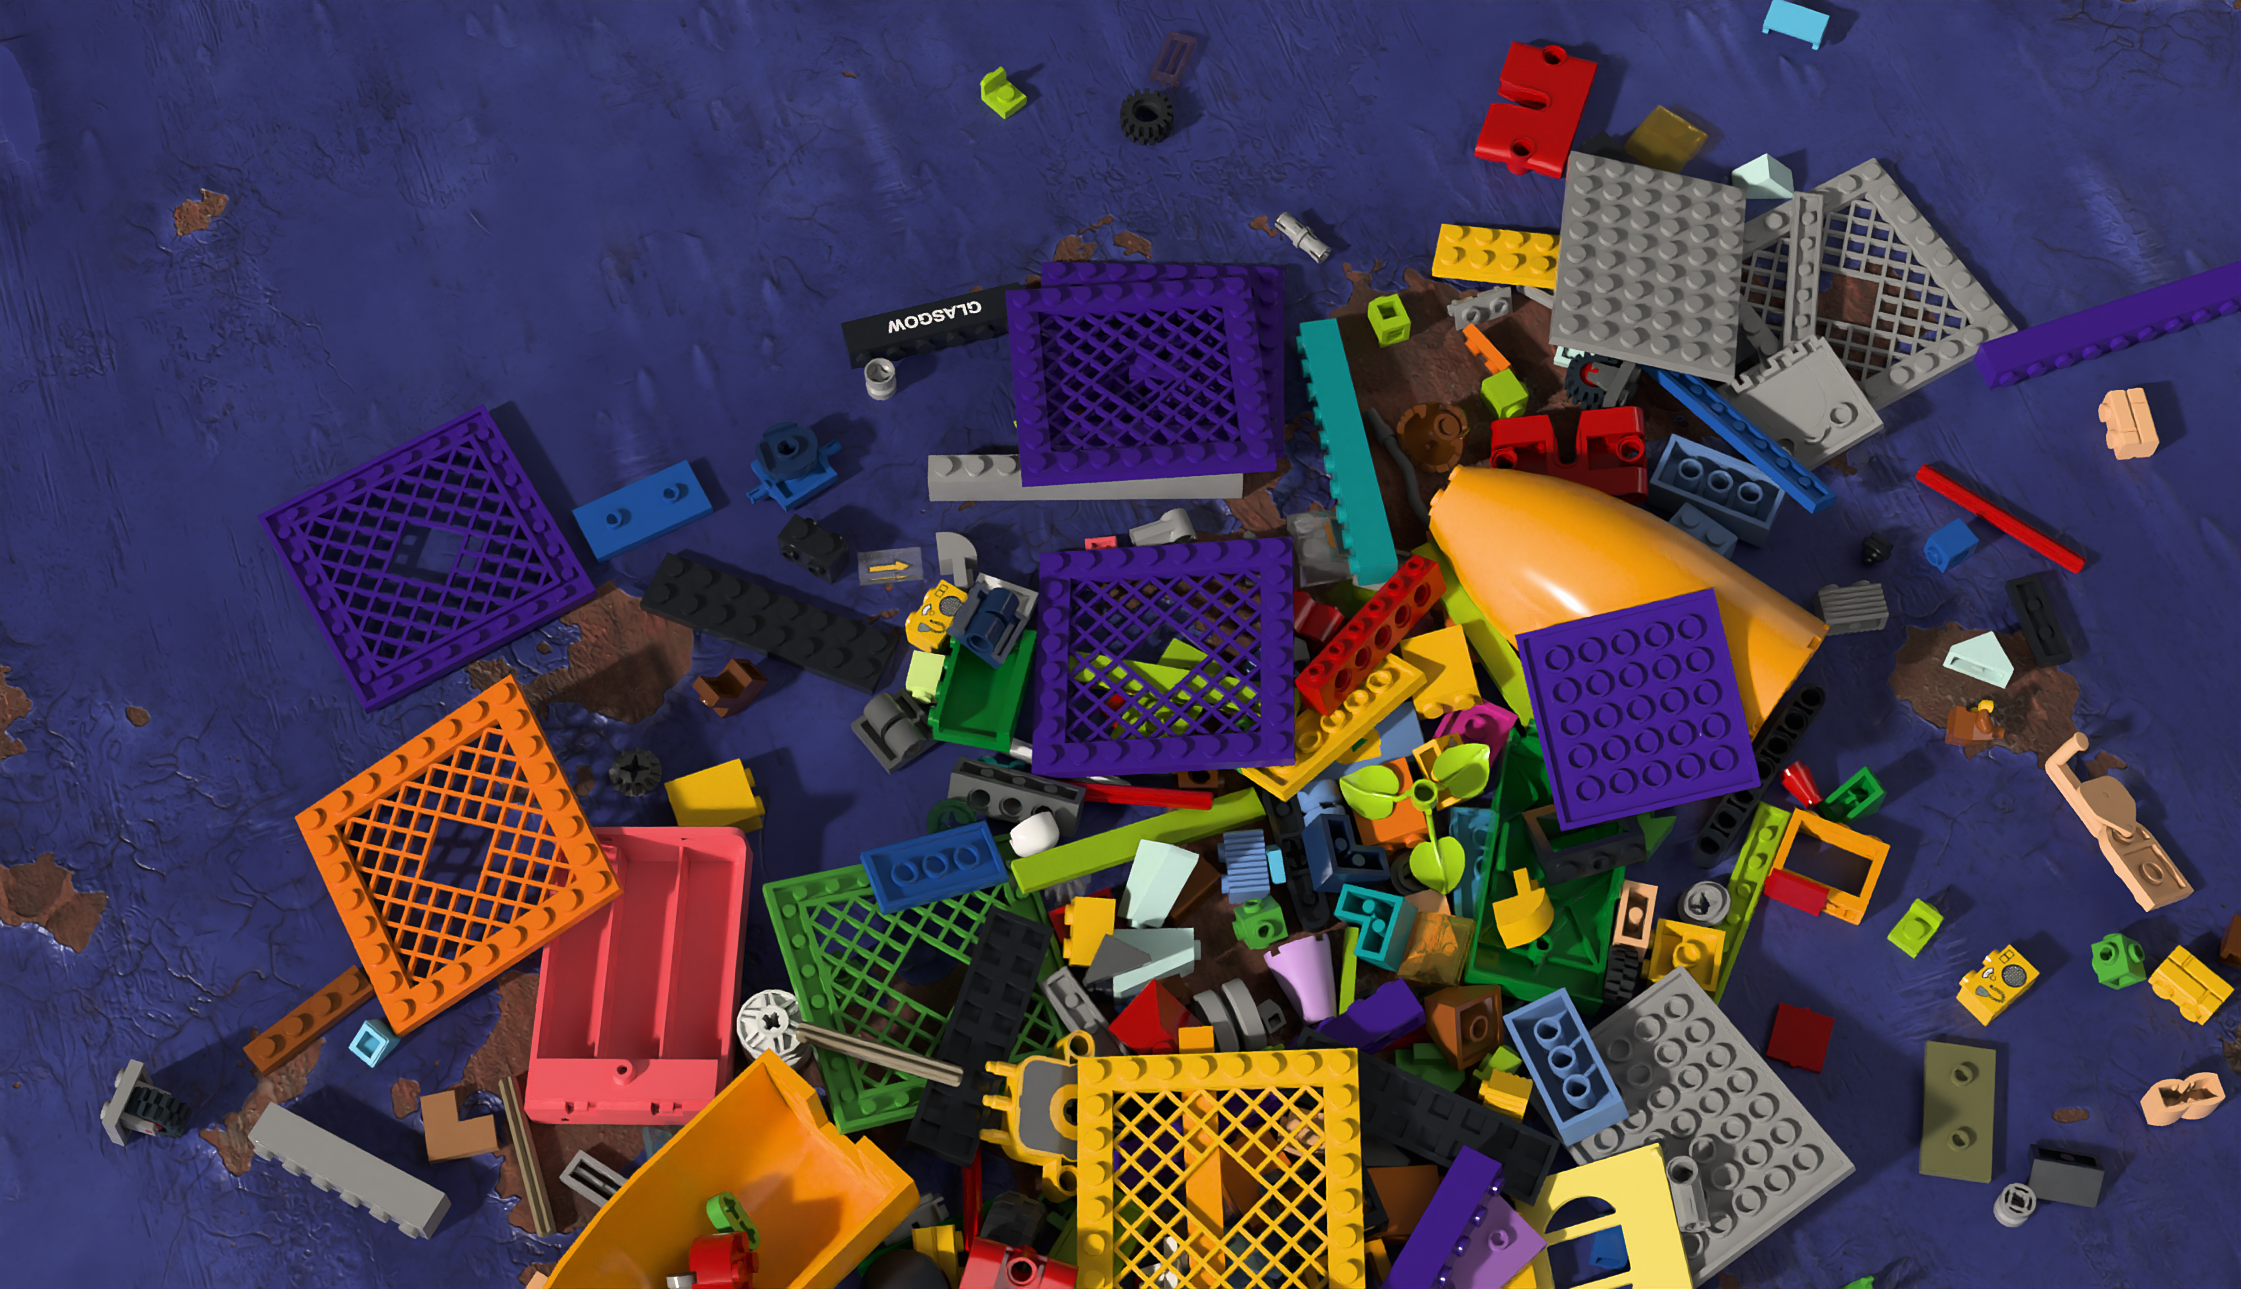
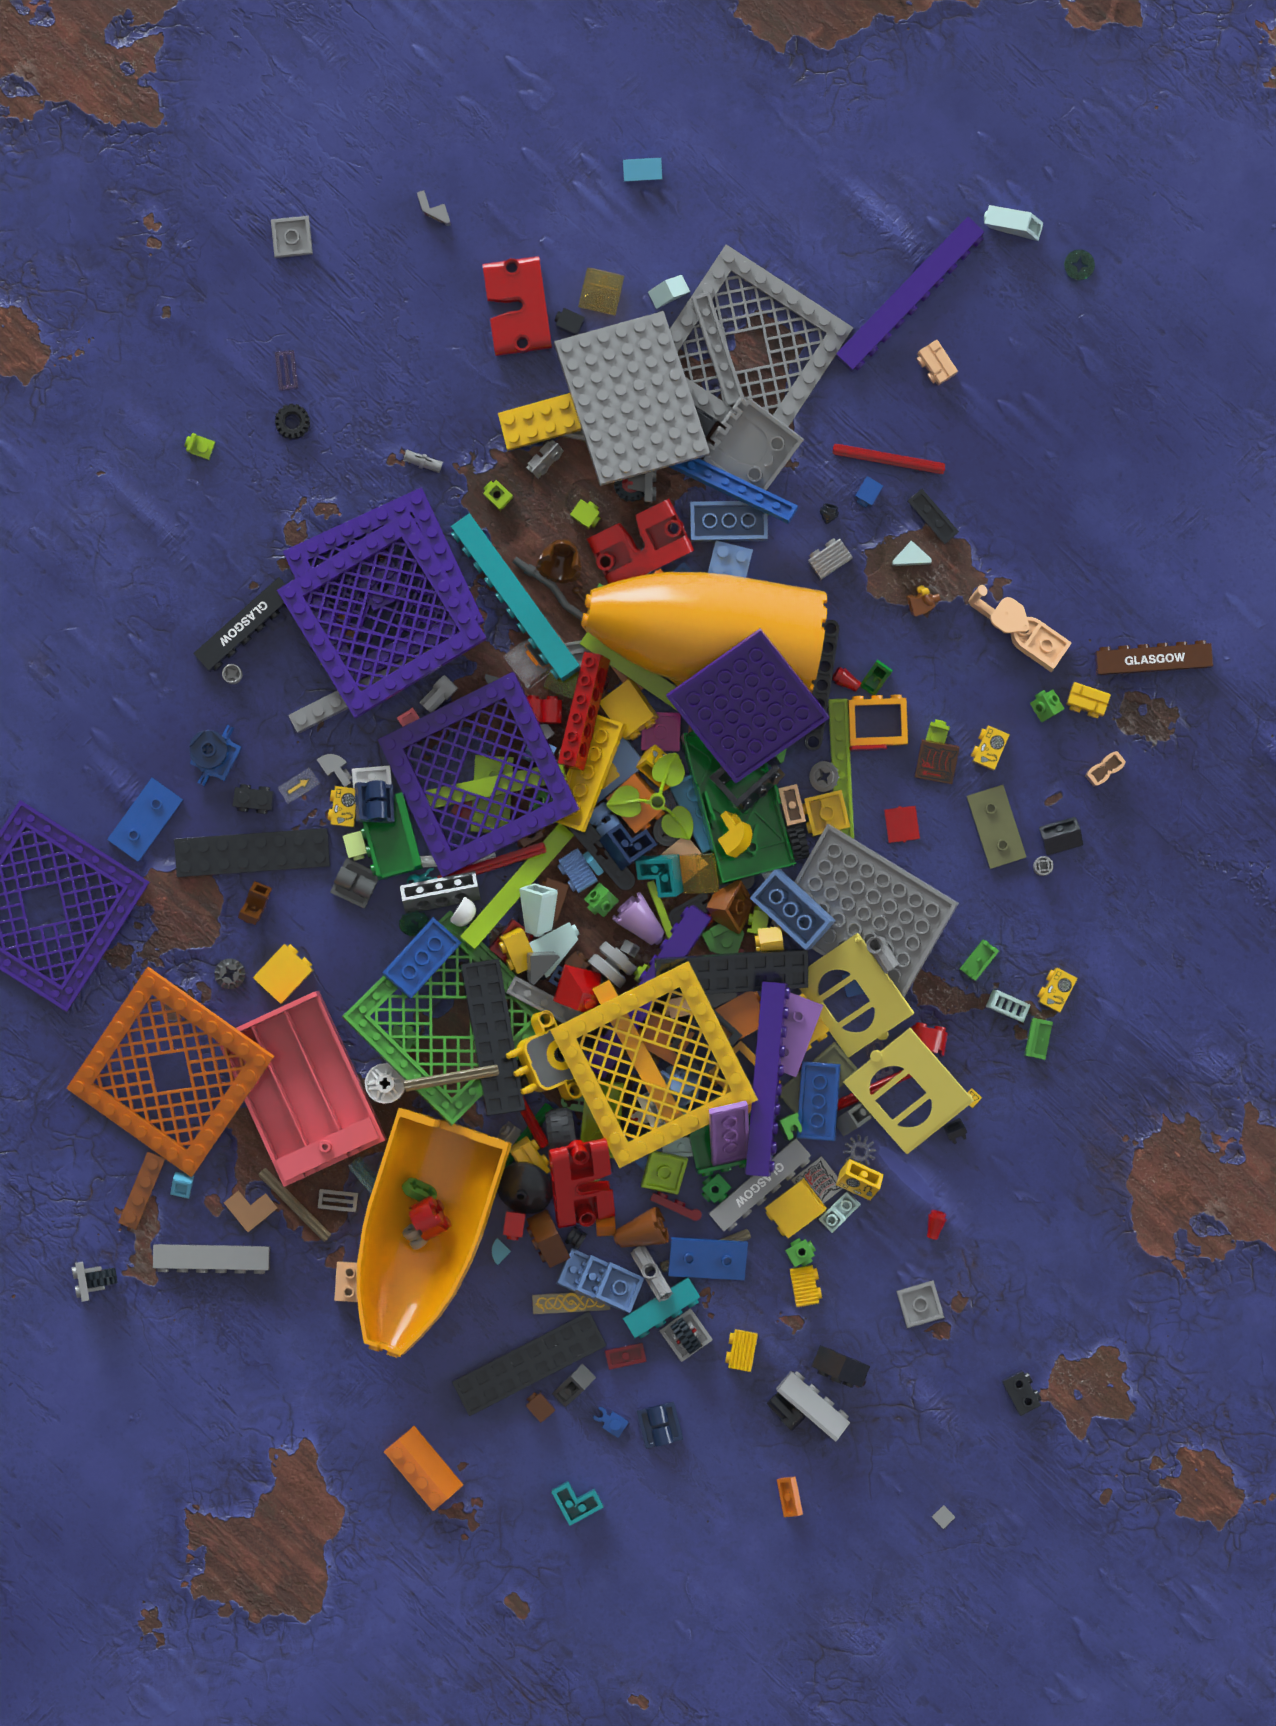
camera: 30 degrees left, 25 degrees up
(1479, 344) = (556, 486): orange plate -> none
(1899, 966) = (937, 761): none -> reddish brown tile

